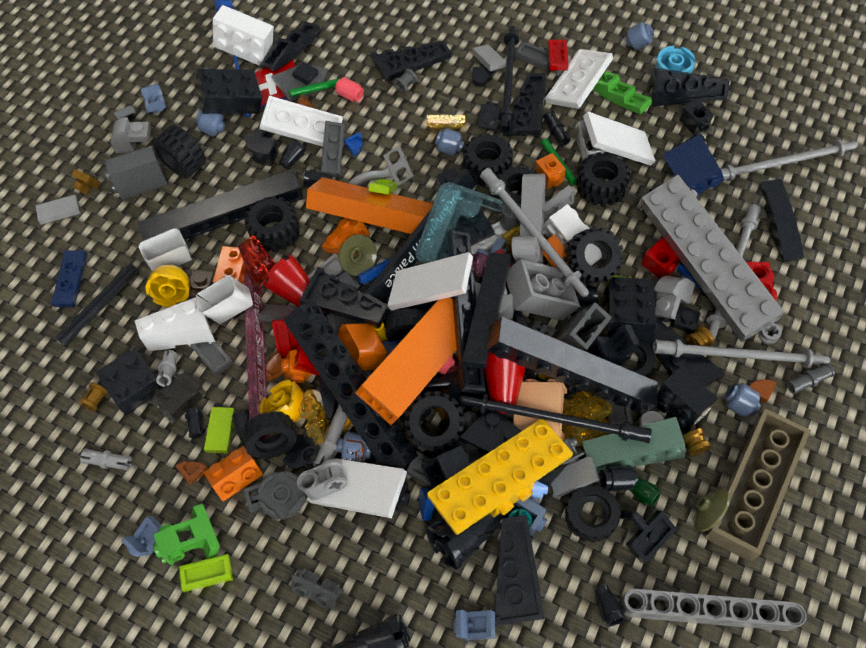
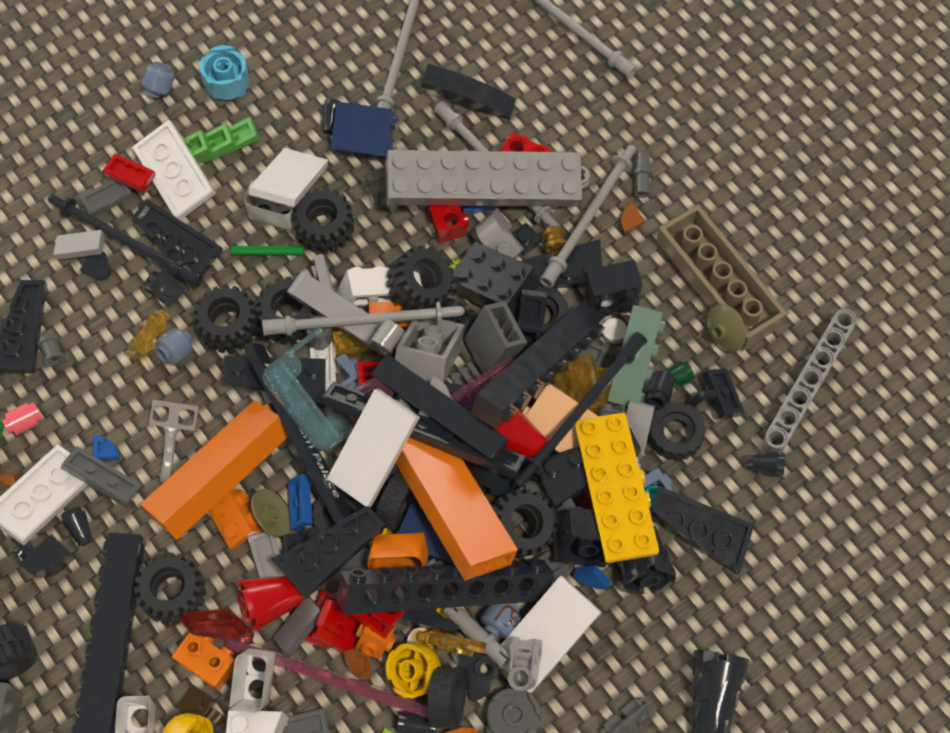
camera: 65 degrees left, 5 degrees up
(312, 176) = (131, 515): black cone -> none
(383, 186) = (195, 443): lime tile -> none
(475, 625) = (732, 588): sand blue bracket -> none
(553, 170) = (279, 264): orange brick -> none
(556, 128) = (224, 228): black pin -> none
(683, 87) = (257, 79): black wing -> none
(696, 117) = (298, 98): black brick -> none
(696, 442) = (655, 302): pearl gold wheel -> none
(742, 400) = (634, 241): sand blue head -> none

